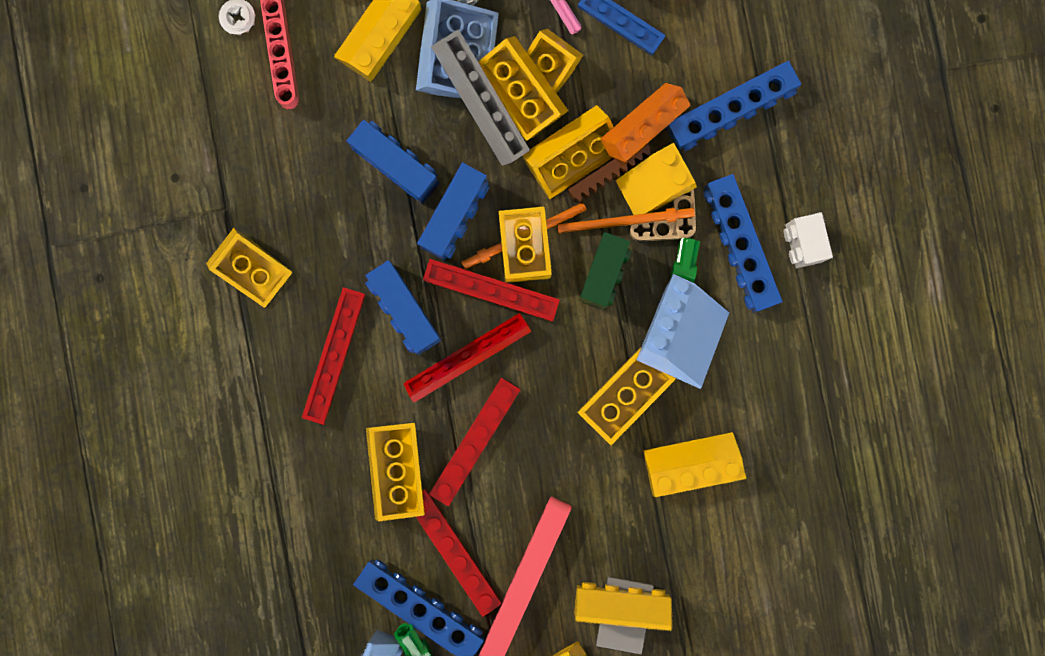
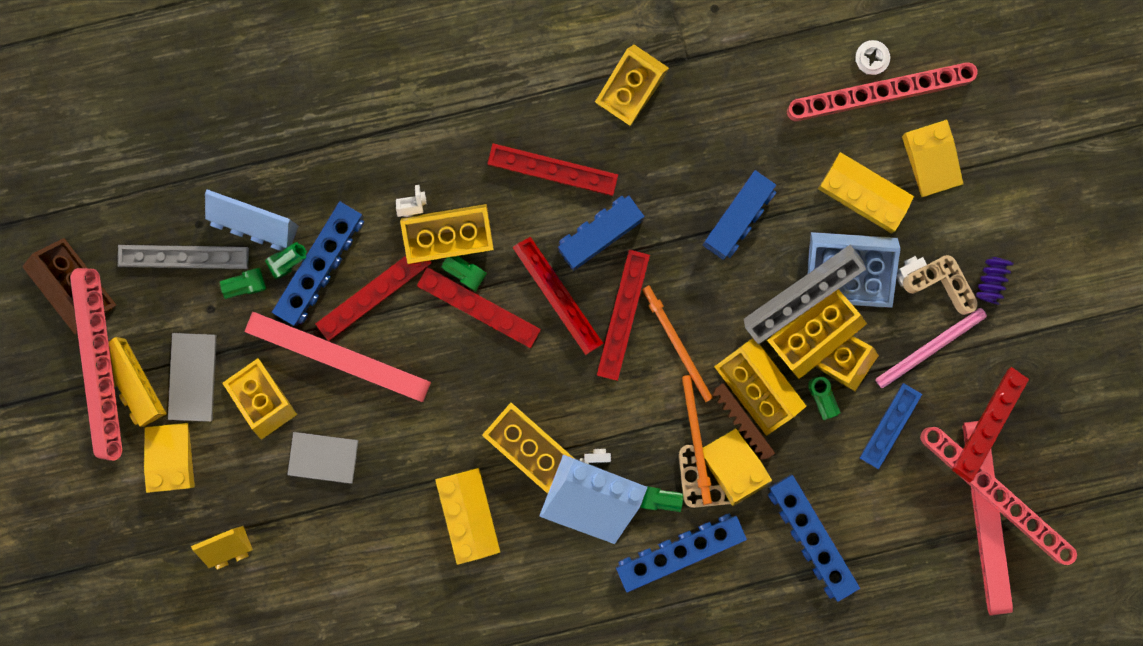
camera: 85 degrees right, 0 degrees up
(362, 507) = (411, 205): none -> white bracket
(438, 451) = (467, 273): none -> green piece
(453, 212) = (695, 275): blue brick -> none
(525, 244) = (667, 344): yellow slope -> none
(590, 87) = (825, 399): none -> green piece
(605, 271) = (646, 422): dark green brick -> none
(623, 607) = (331, 454): yellow slope -> none
(637, 324) = (598, 455): none -> white bracket
(645, 122) = (791, 453): orange brick -> none
(808, 240) = (686, 614): white brick -> none

